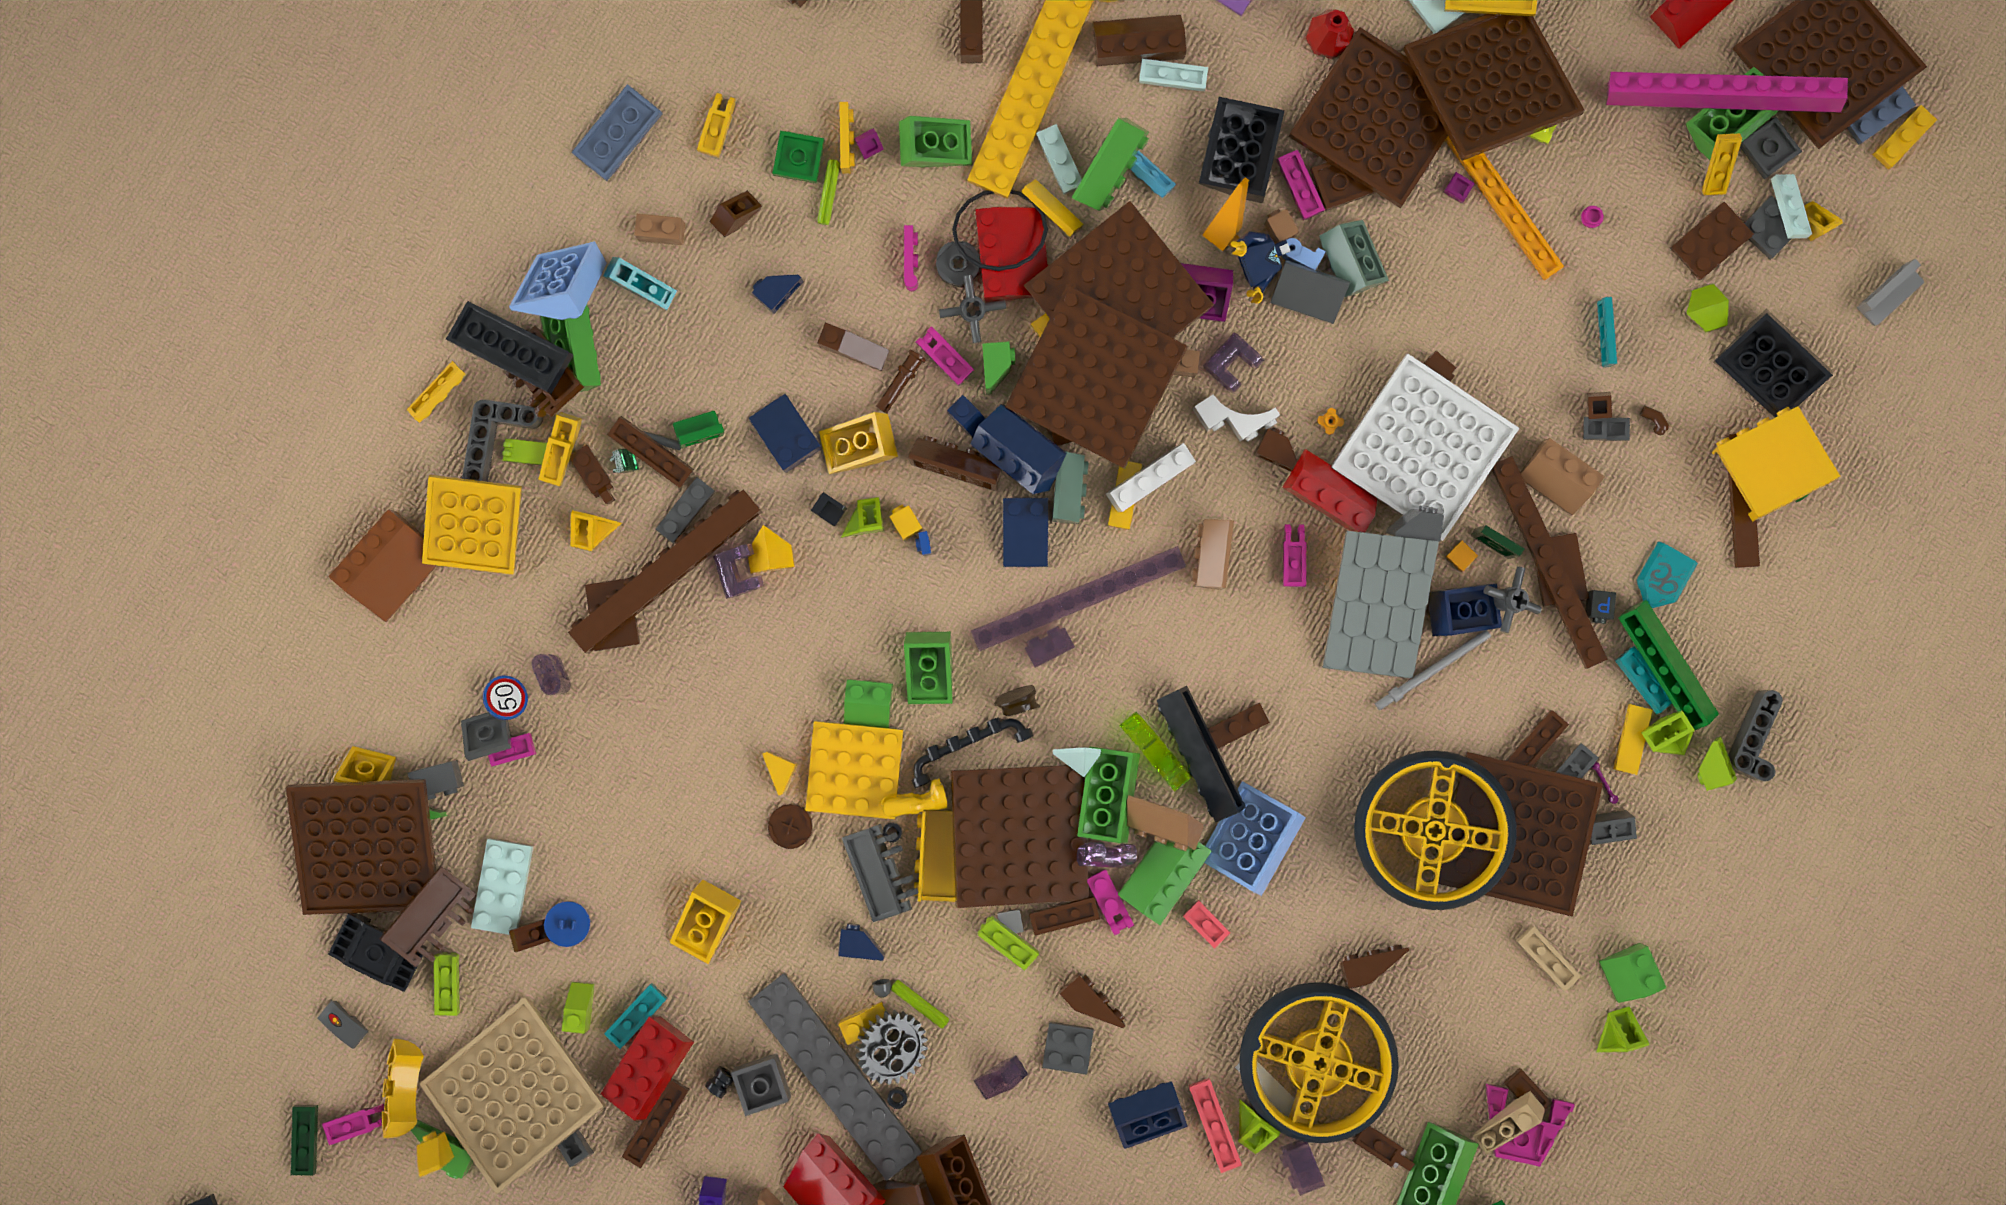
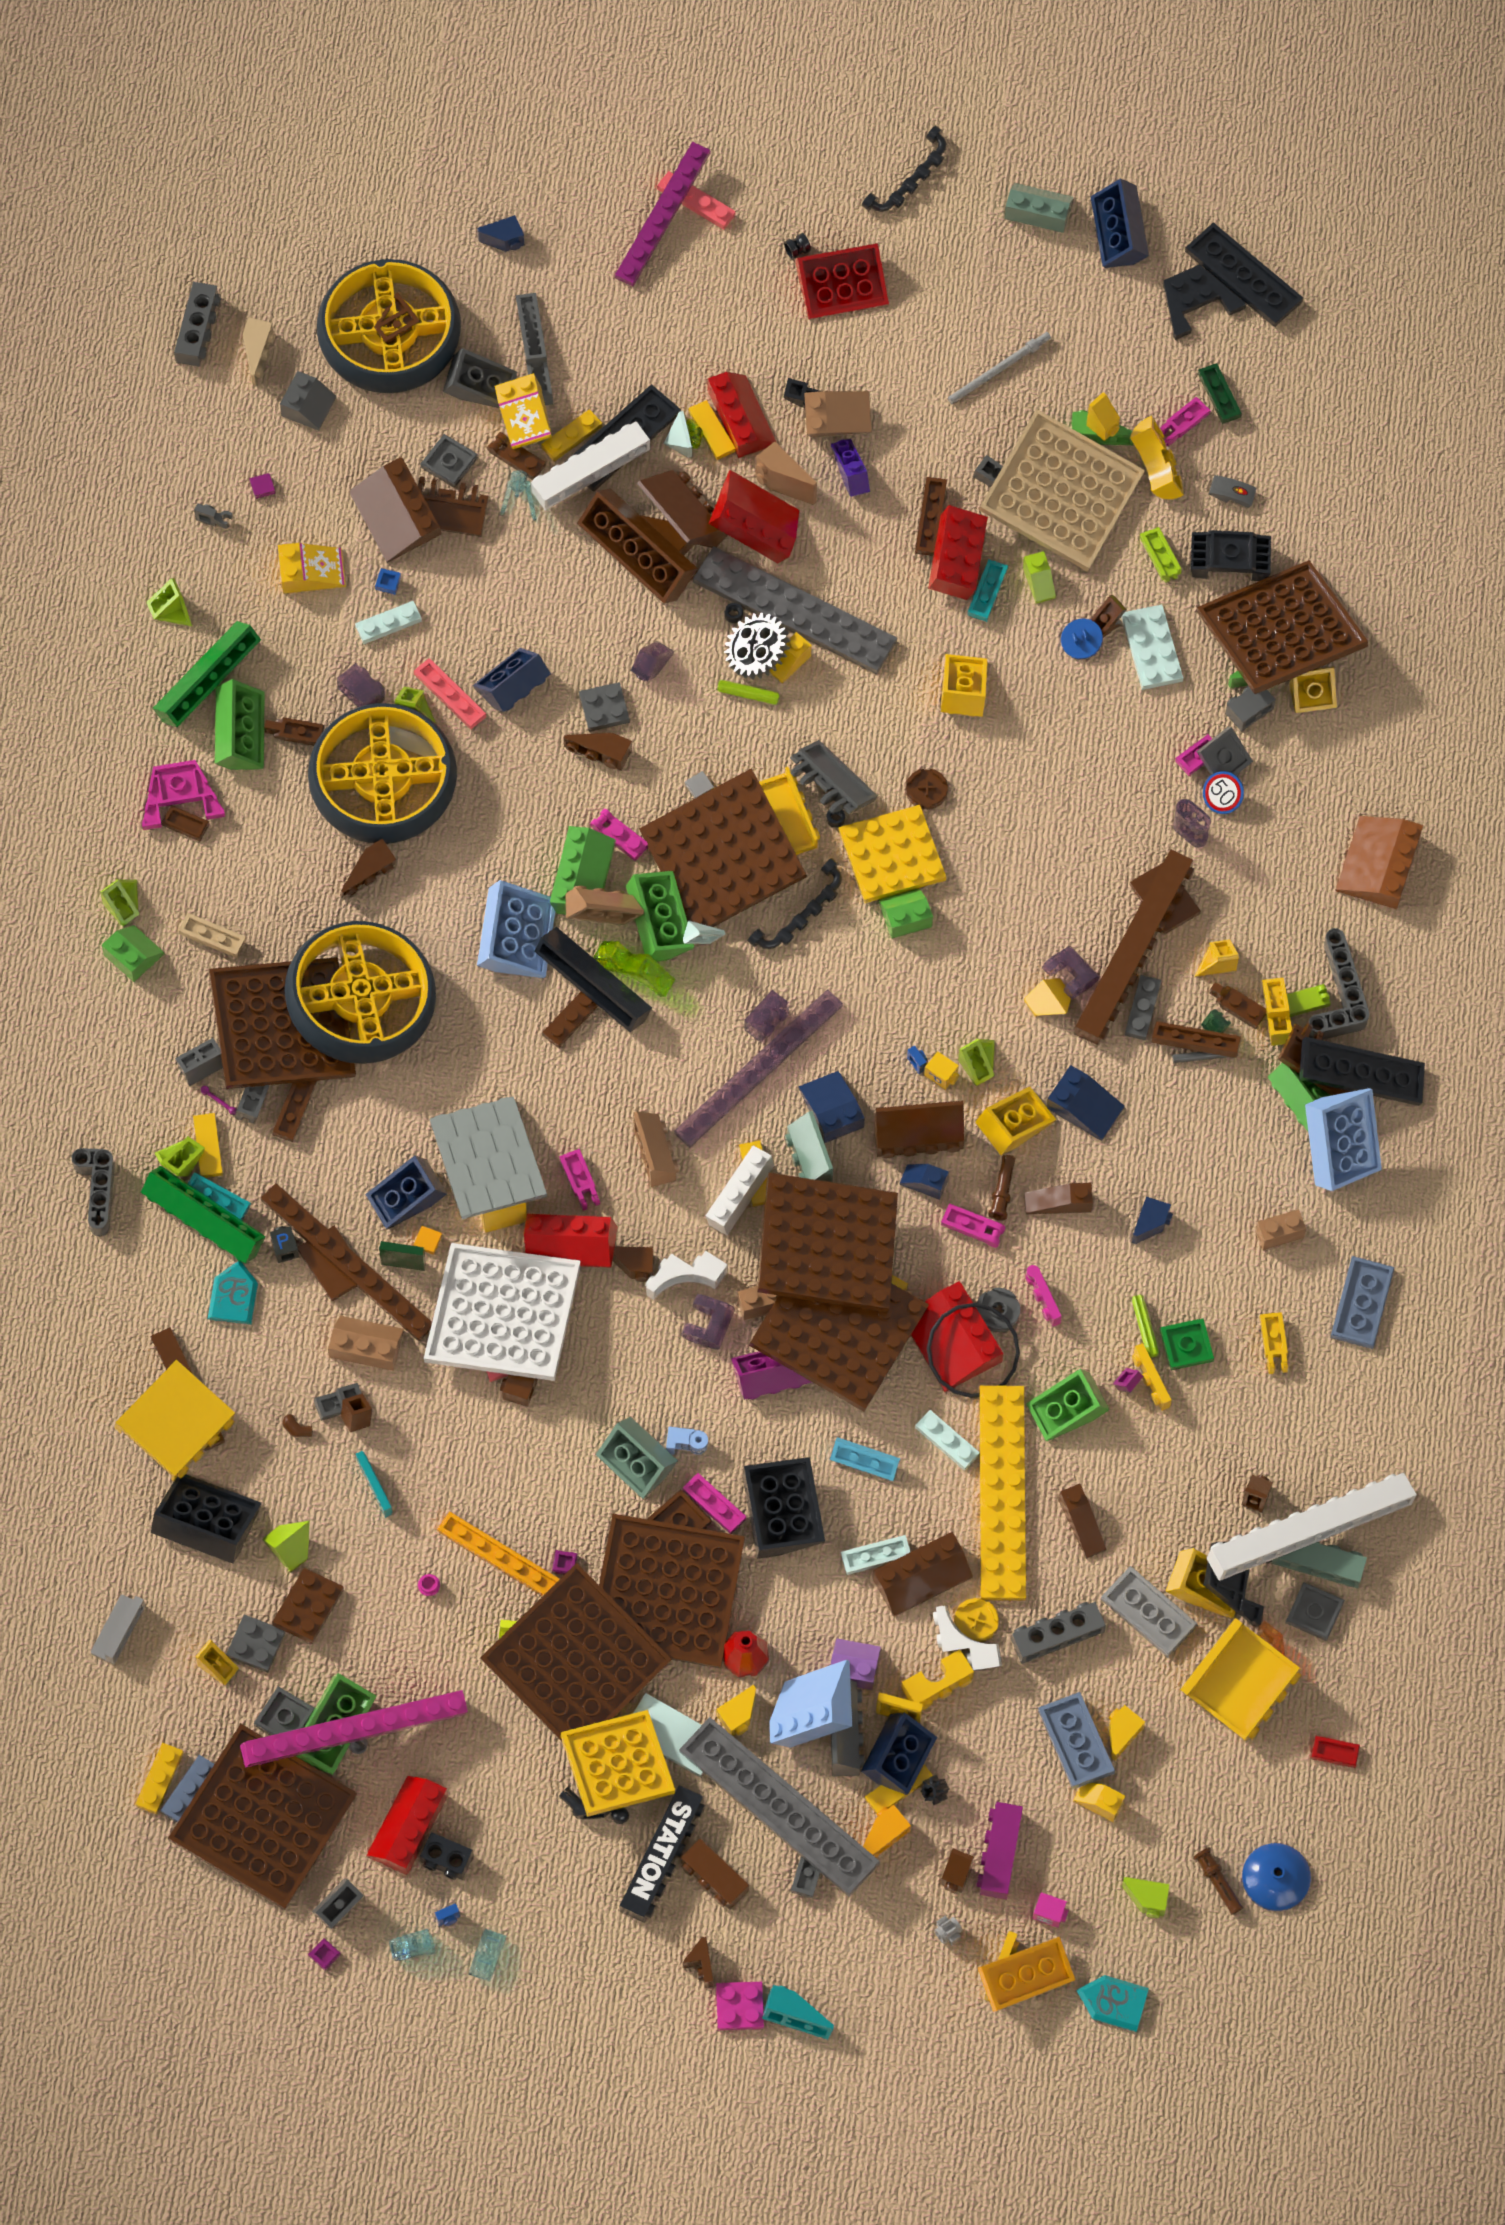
camera: 155 degrees right, 20 degrees down
(428, 915) = (1201, 595): reddish brown hinge -> none
(436, 392) = (1410, 1016): yellow plate -> none
(471, 524) = (1321, 915): yellow plate -> none
(639, 282) = (1281, 1177): teal slope -> none
(698, 429) = (1163, 1075): green panel -> none
(720, 1082) = (891, 566): black wheel -> none
(735, 213) = (1219, 1272): reddish brown slope -> none
(761, 1084) = (855, 576): flat silver brick -> none
(780, 770) = (958, 828): yellow slope -> none
(829, 509) = (1016, 1057): black panel -> none
(858, 943) = (822, 717): dark blue slope -> none
(882, 987) = (787, 692): dark grey hinge -> none
(914, 803) = (826, 842): yellow piece -> none
(928, 667) = (866, 960): bright green slope -> none
(971, 298) = (972, 1269): dark grey bar -> none
(997, 363) = (924, 1231): bright green slope -> none
(1008, 942) = (694, 766): lime hinge -> none
(1017, 700) = (774, 960): dark brown hat -> none
(1019, 449) = (869, 1157): dark blue slope -> none
(1052, 207) = (934, 1391): yellow tile -> none
(1064, 916) = (654, 807): reddish brown plate -> none
(1097, 855) = (650, 859): clear purple connector -> none
(1111, 163) = (896, 1438): bright green slope -> none
(1206, 924) = (527, 848): coral plate -> none
(1229, 218) = (767, 1436): light orange slope -> none
(1259, 260) = (725, 1413): dark blue torso -> none
(1281, 226) = (716, 1457): medium nougat brick -> none
(1310, 292) = (665, 1408): dark grey tile -> none
(1330, 427) = (596, 1313): light orange plate -> none
(1397, 693) = (437, 1101): light grey bar -> none
(1419, 524) = (483, 1234): dark grey slope -> none
(1510, 1122) = (194, 788): tan slope -> none
(1512, 600) = (364, 1218): dark grey bar -> none
(1716, 767) = (124, 1146): lime slope -> none
(1721, 164) = (329, 1666): yellow tile -> none
(1791, 206) = (246, 1663): light aqua plate -> none

